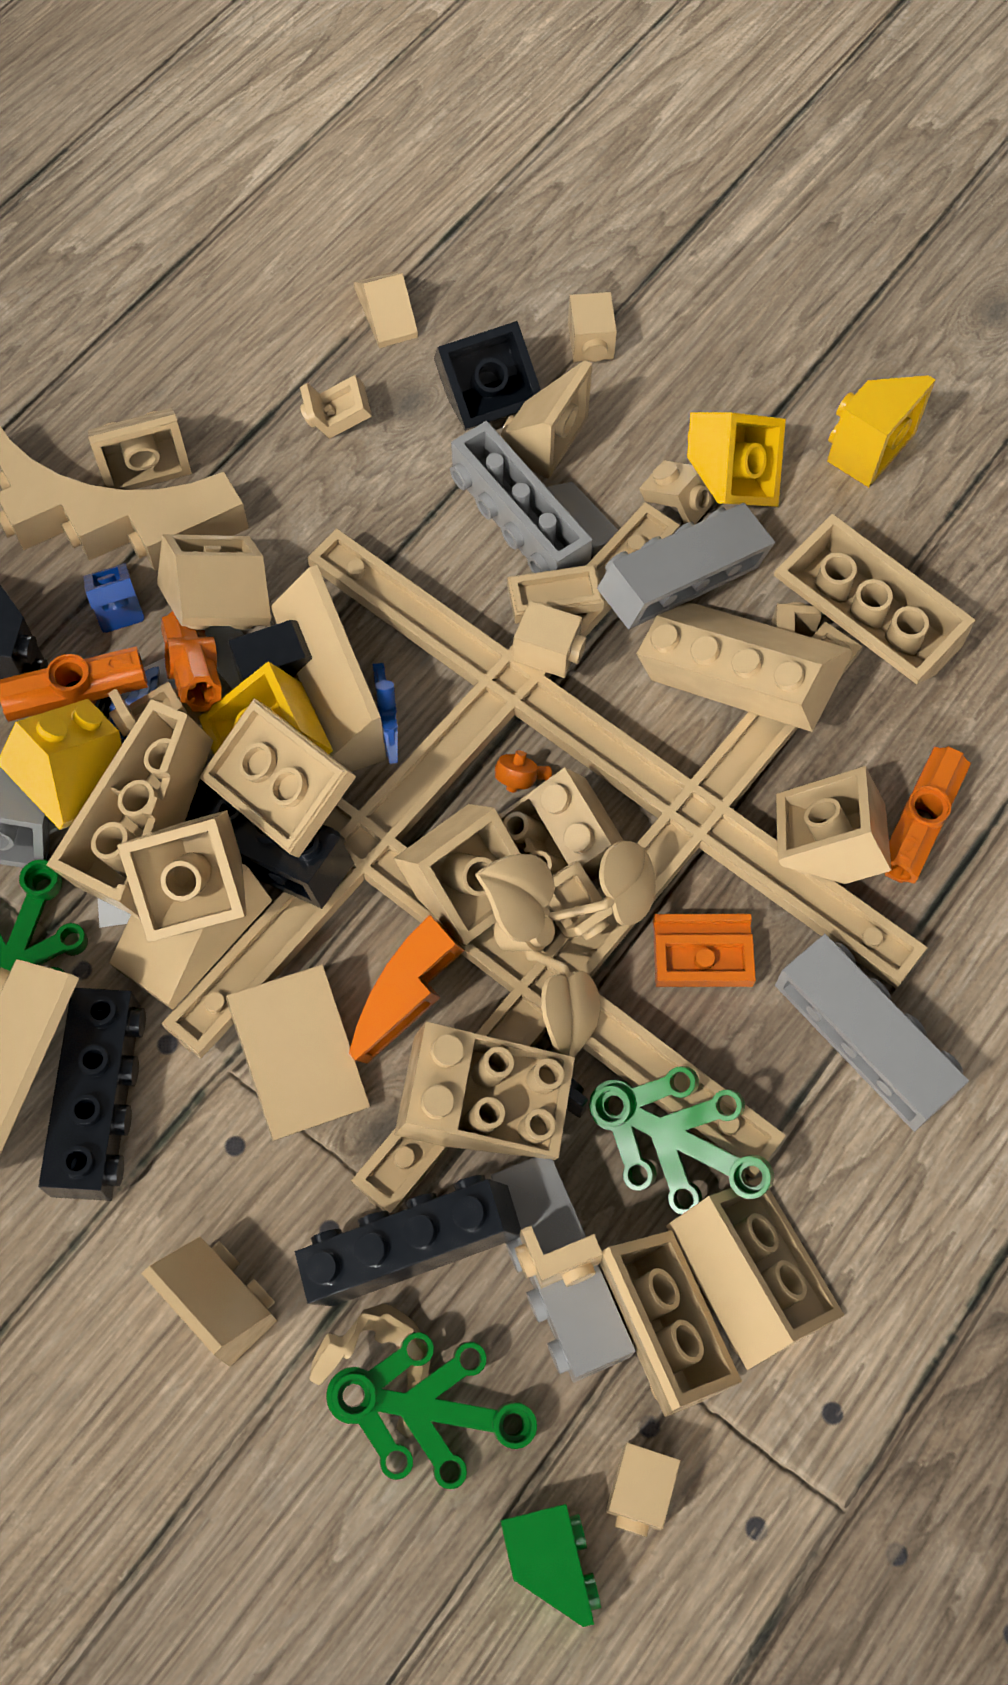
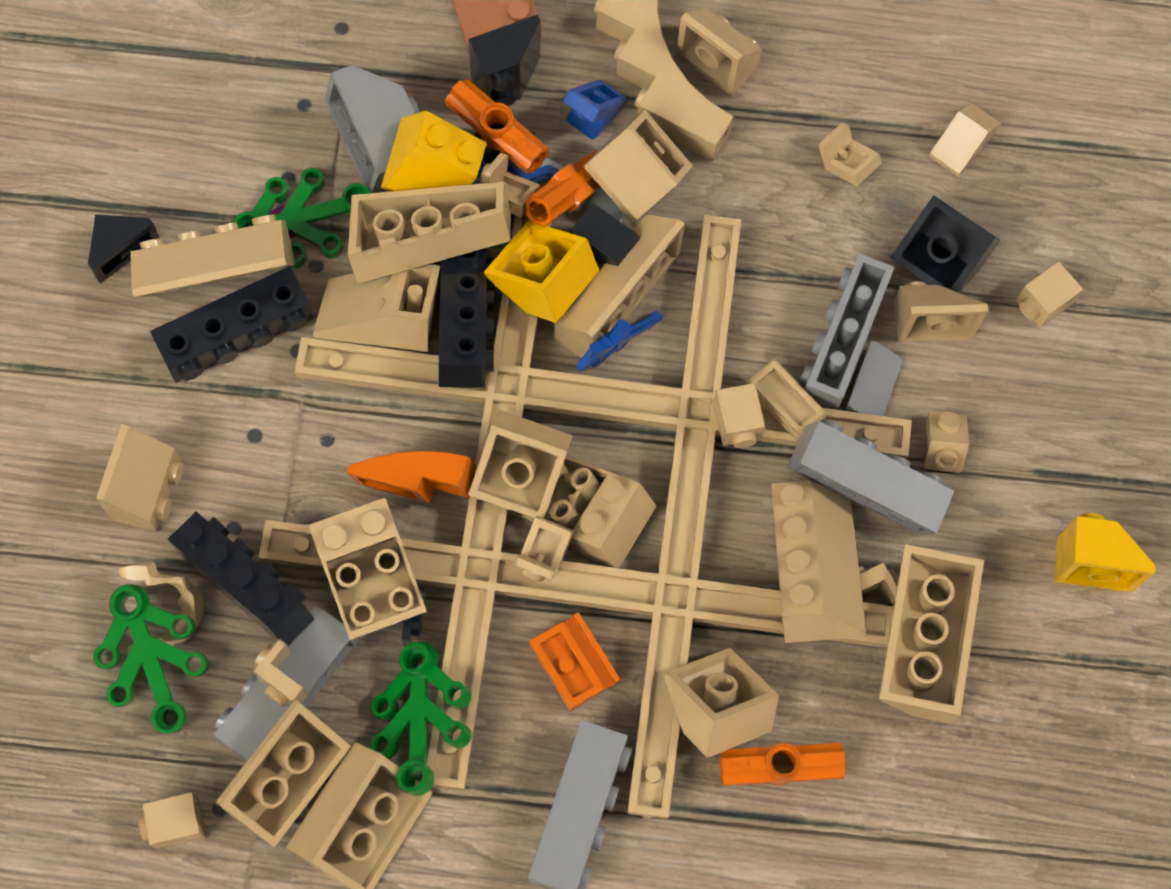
camera: 55 degrees right, 5 degrees up
(185, 876) = (394, 284): tan slope -> none
(277, 778) = (500, 297): tan tile -> none
(297, 1052) = (333, 432): tan tile -> none
(519, 772) = (633, 458): orange piece -> none
(519, 897) = (495, 505): tan plant -> none
(547, 1563) = (93, 787): green slope -> none
(738, 456) = (995, 465): yellow slope -> none

